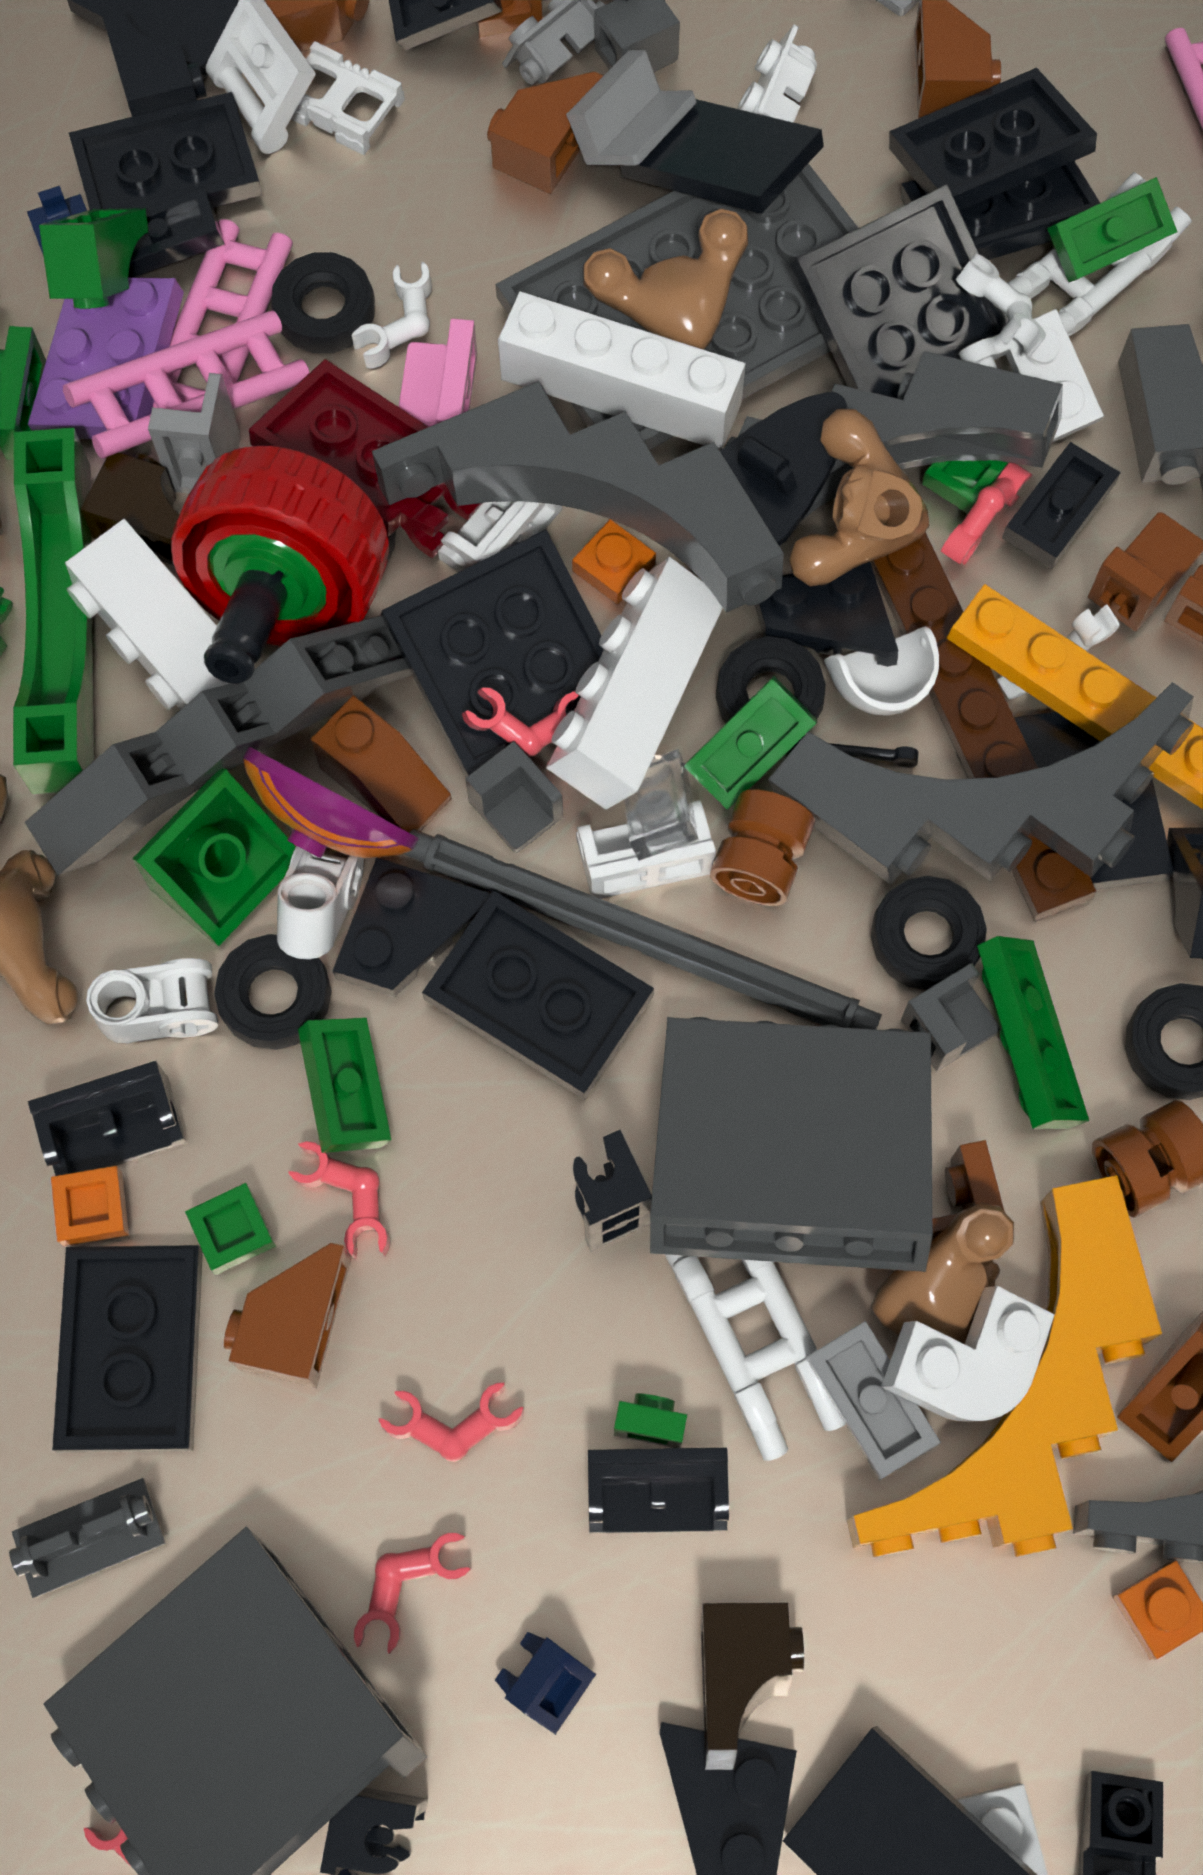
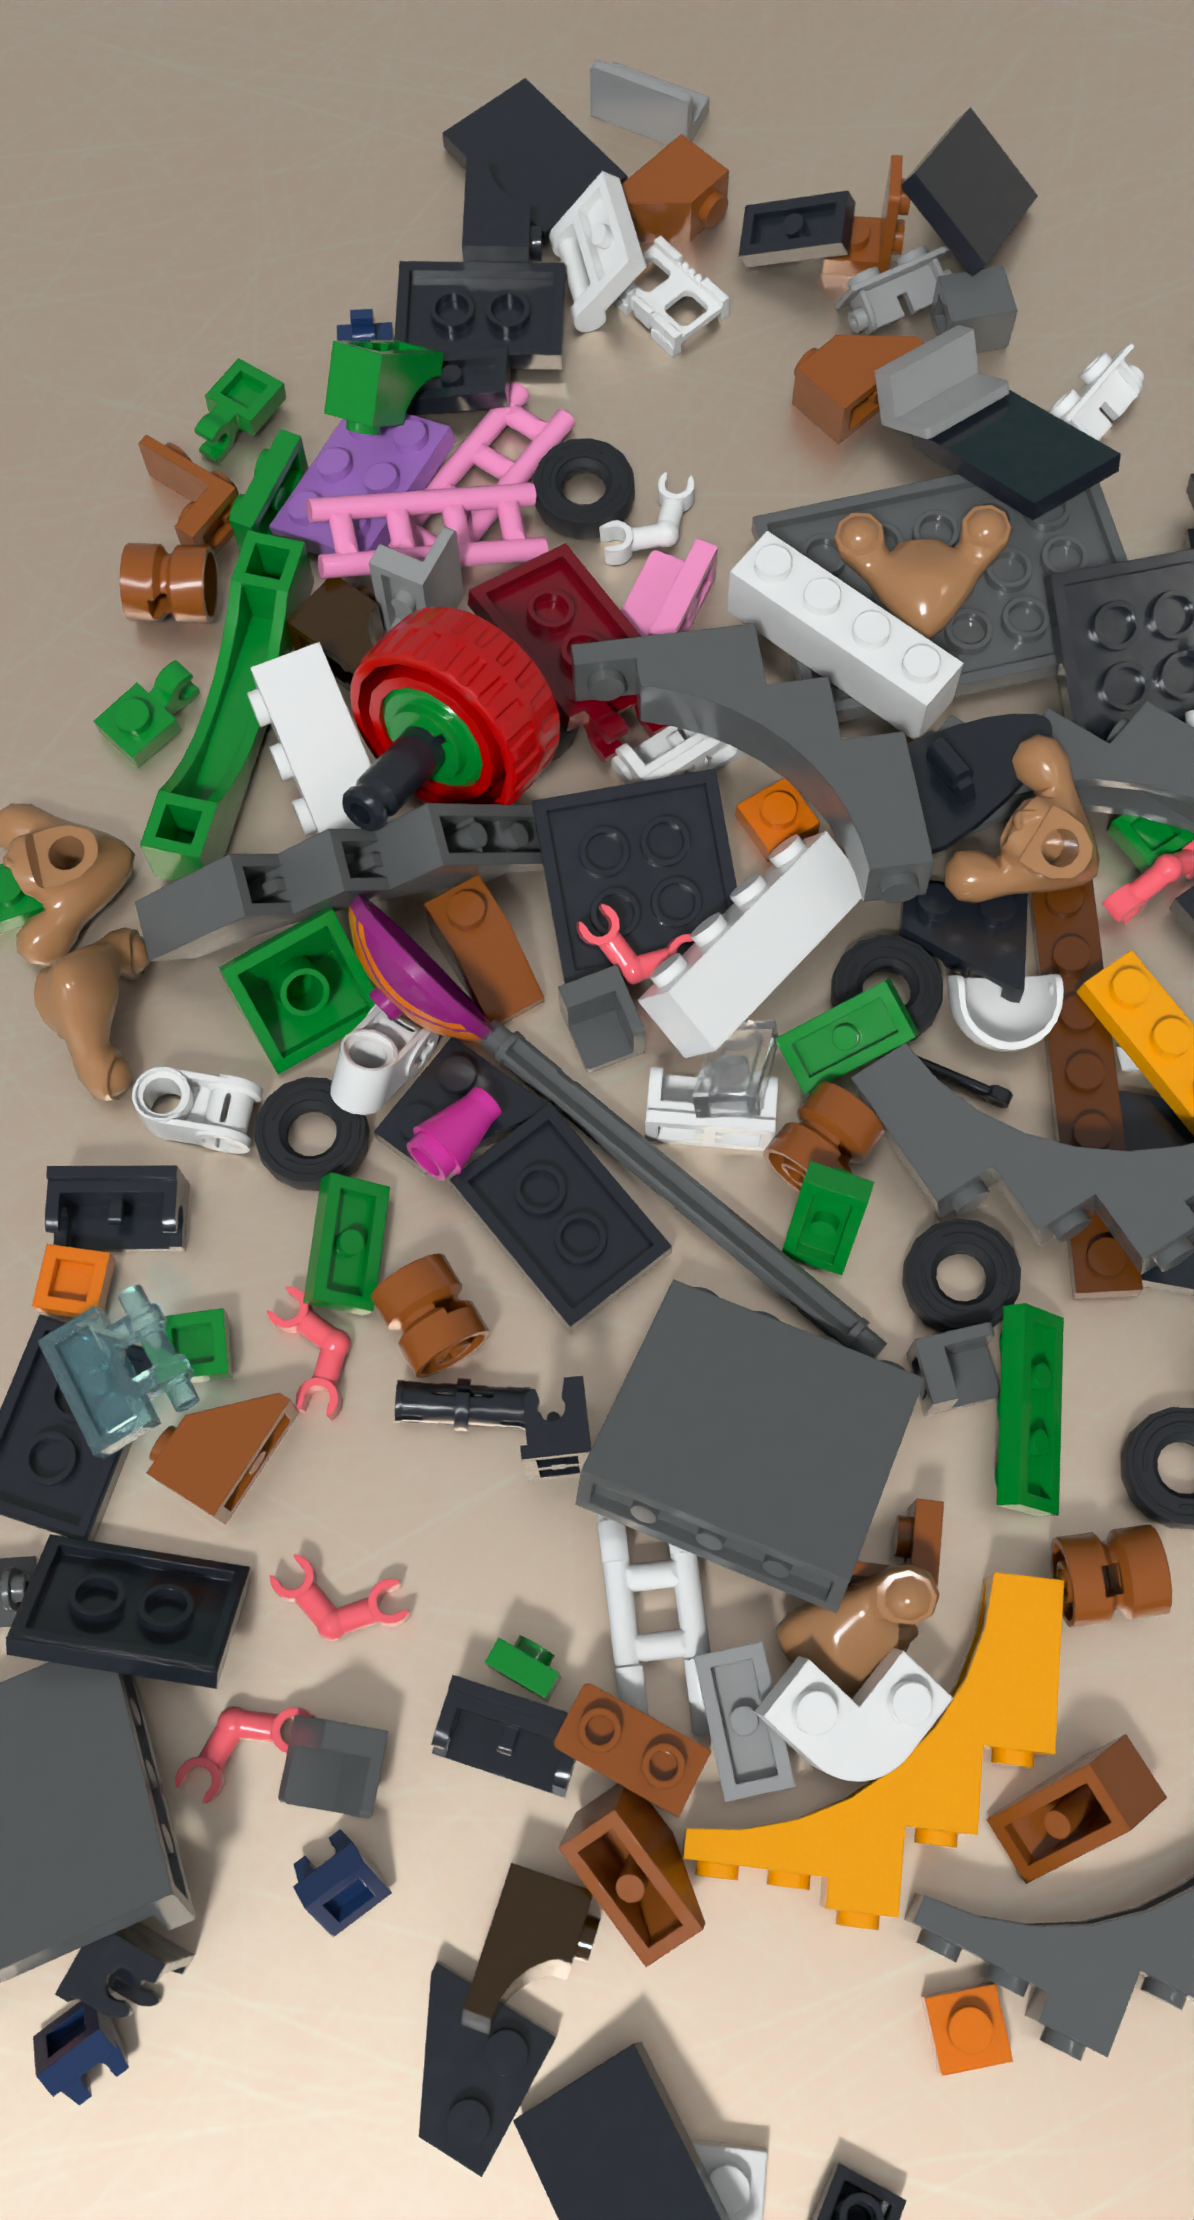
camera: 20 degrees right, 0 degrees up
(152, 1288) = (100, 1380): none -> clear light blue plate
(257, 1496) = (130, 1611): none -> black tile
(411, 950) = (451, 1136): none -> dark pink cone
(445, 1122) = (426, 1308): none -> dark orange wheel
(502, 1574) = (333, 1766): none -> dark grey panel
(507, 1199) = (460, 1404): none -> black pin
(780, 1461) = (632, 1749): none -> dark orange bracket
(791, 915) = (827, 1217): none -> green plate
(818, 1571) = (634, 1872): none -> dark orange slope

